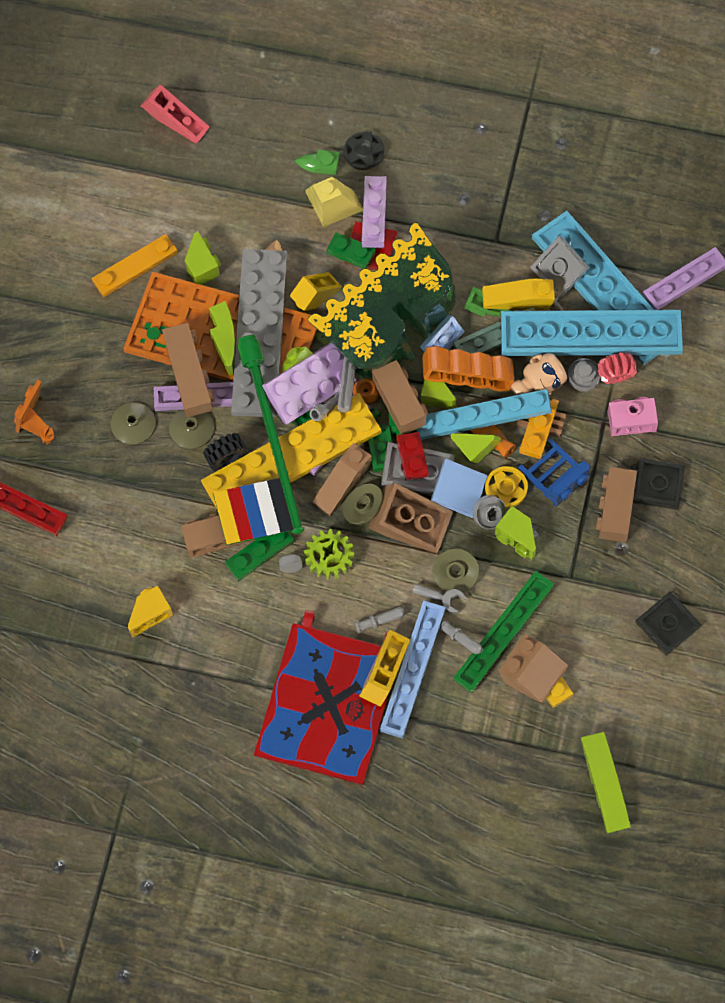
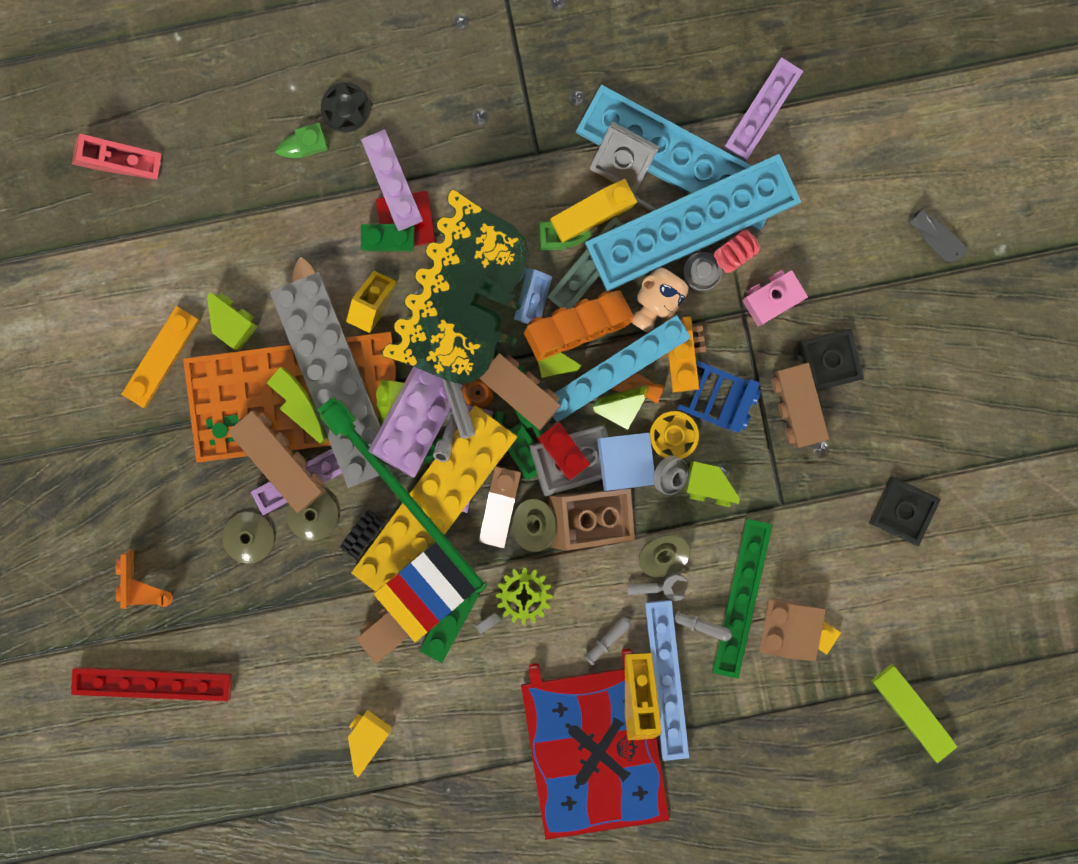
camera: 25 degrees left, 20 degrees up
(333, 201) = (340, 185): light yellow slope -> none

